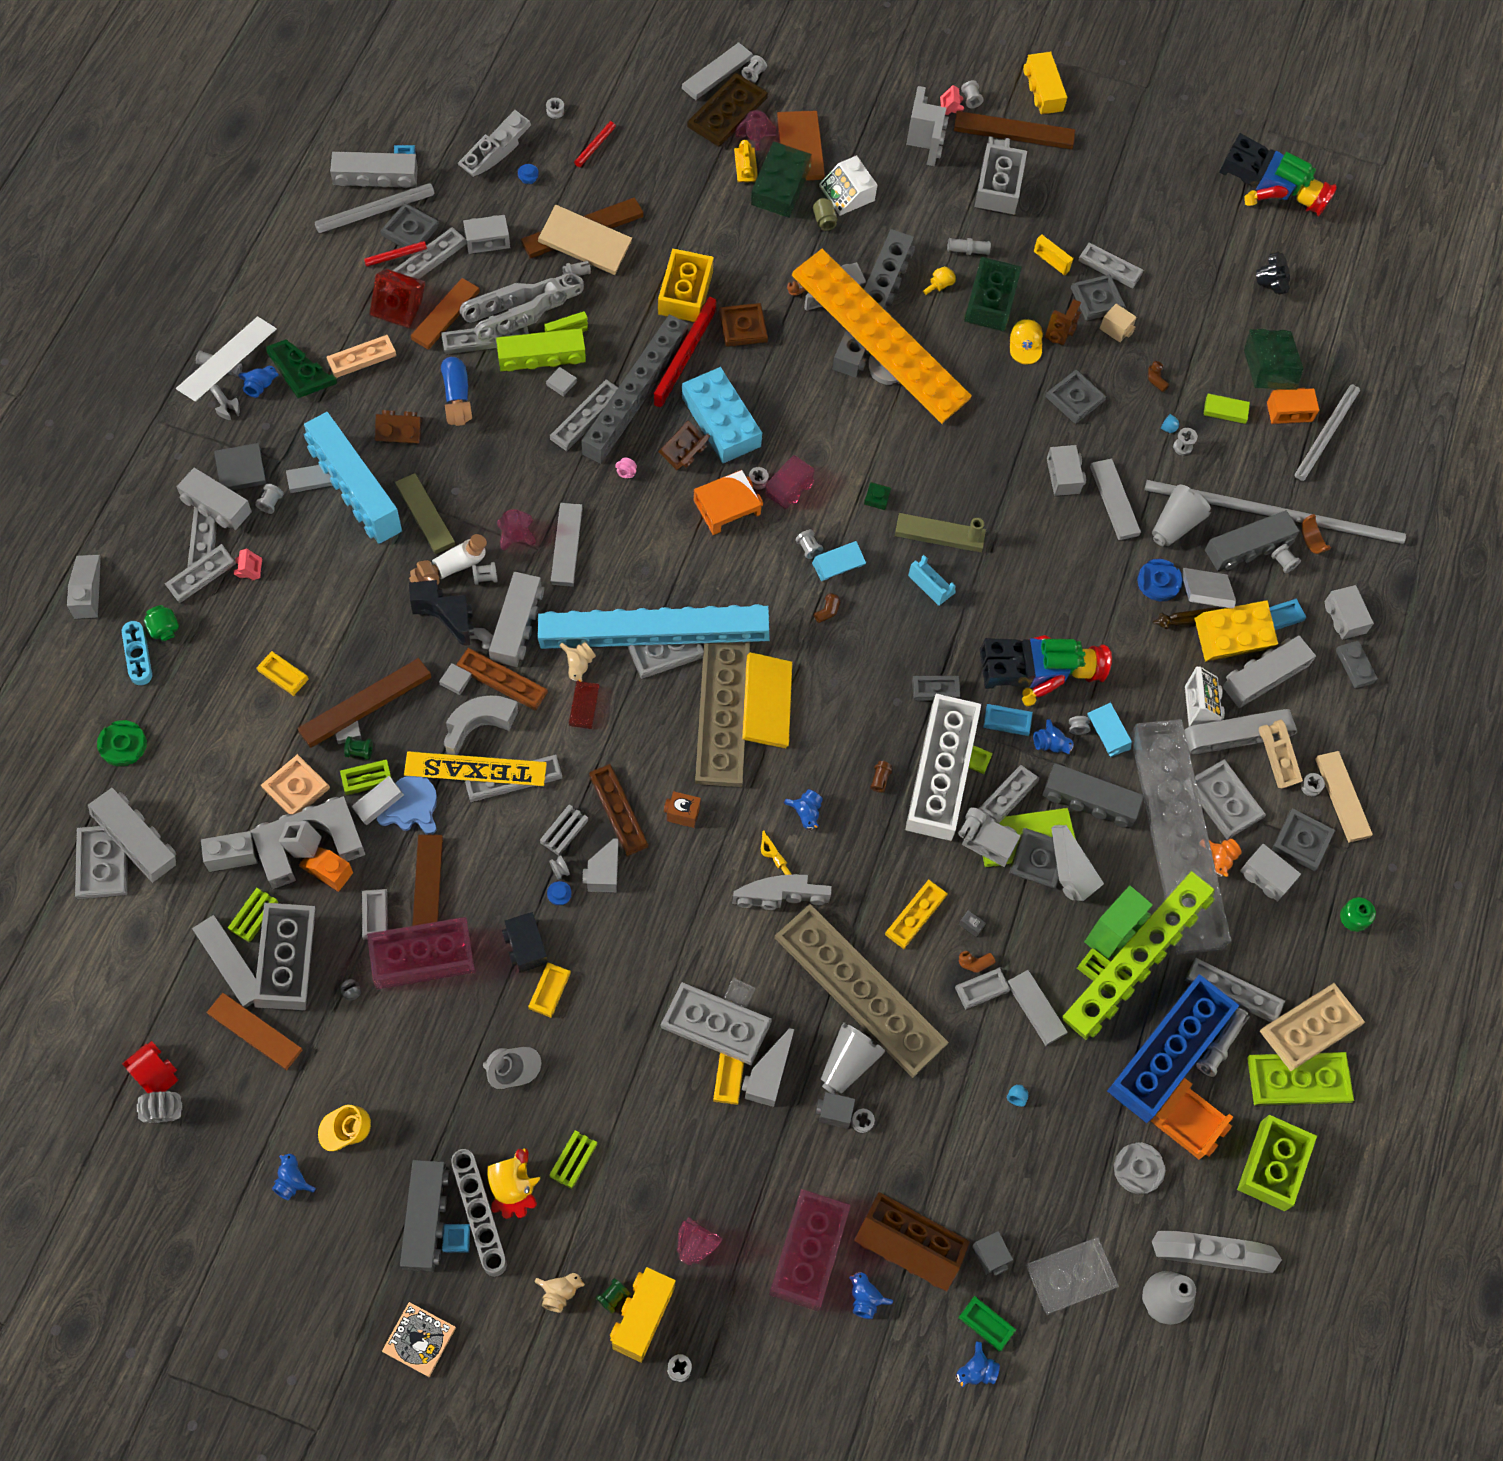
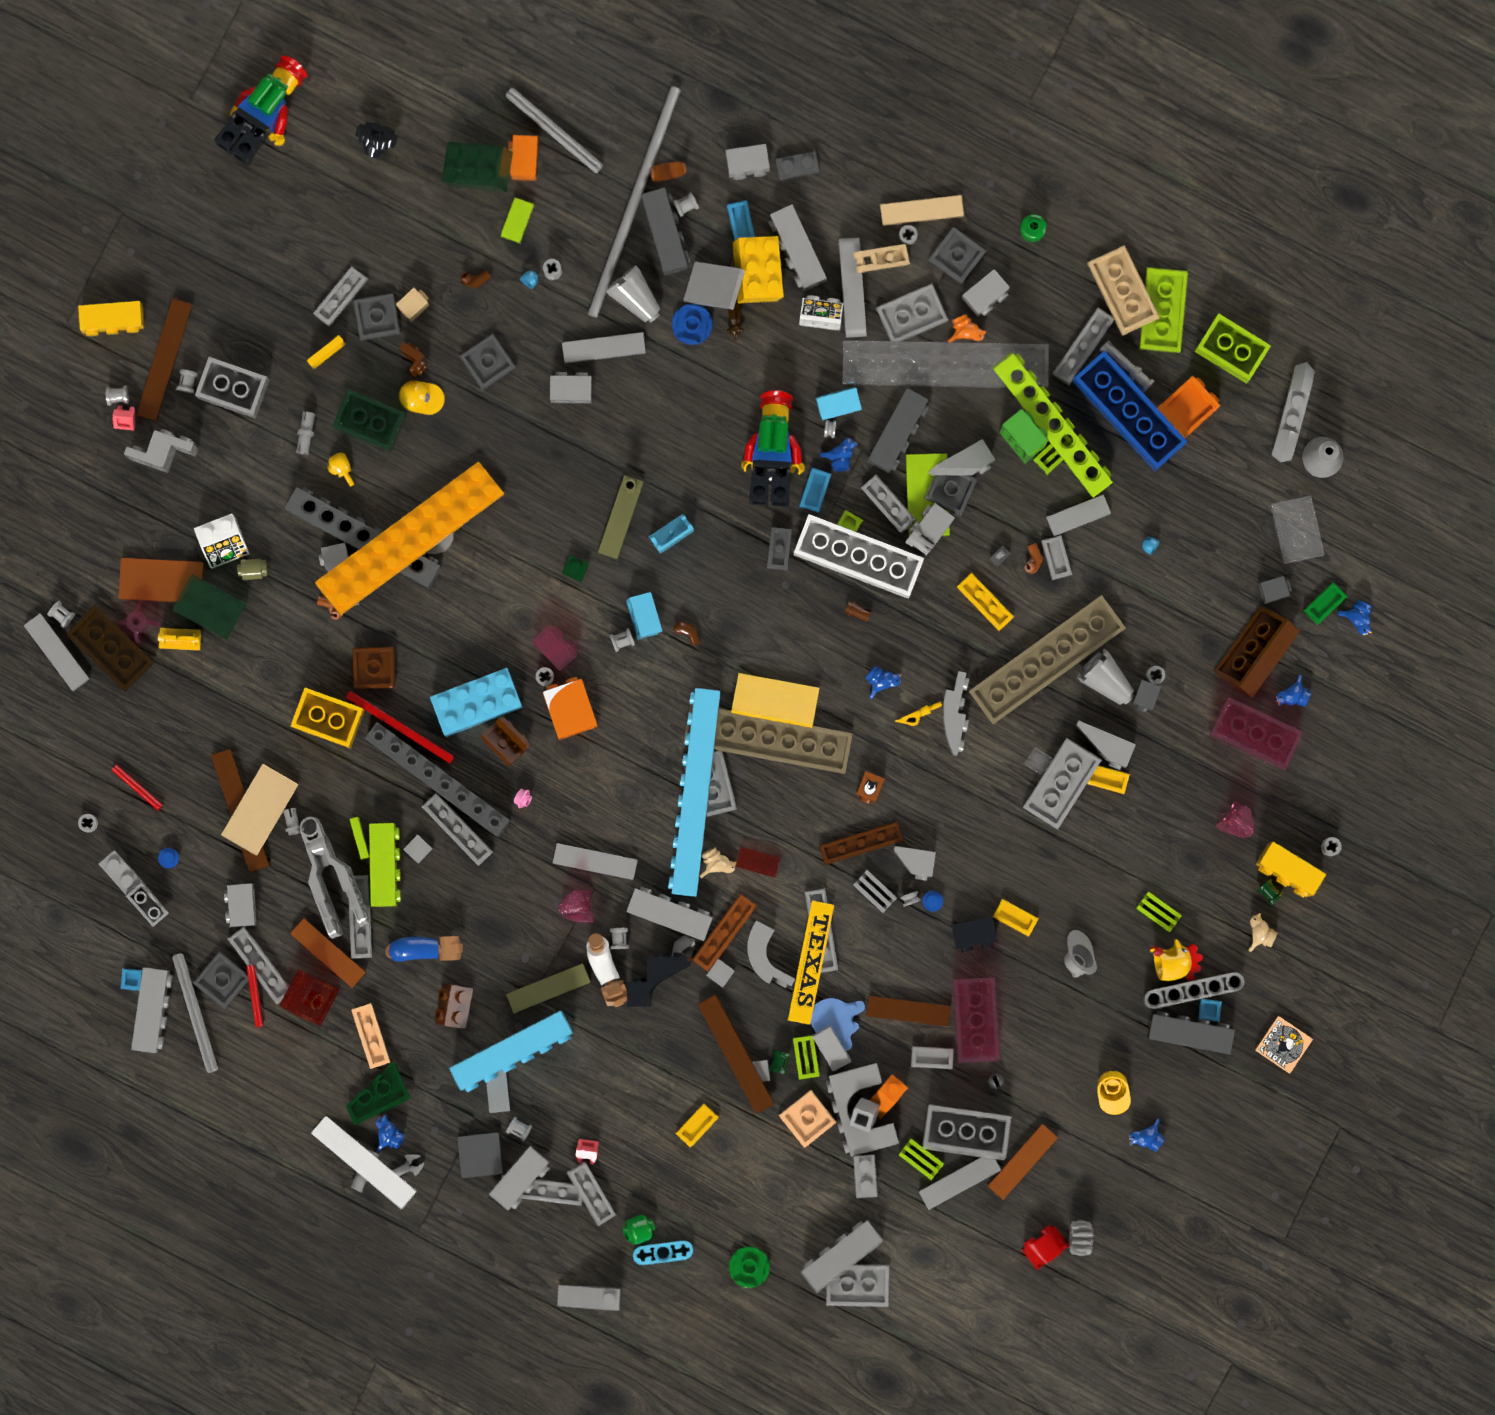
camera: 75 degrees left, 20 degrees up
(1139, 1168) = (1220, 458): light grey tile -> none

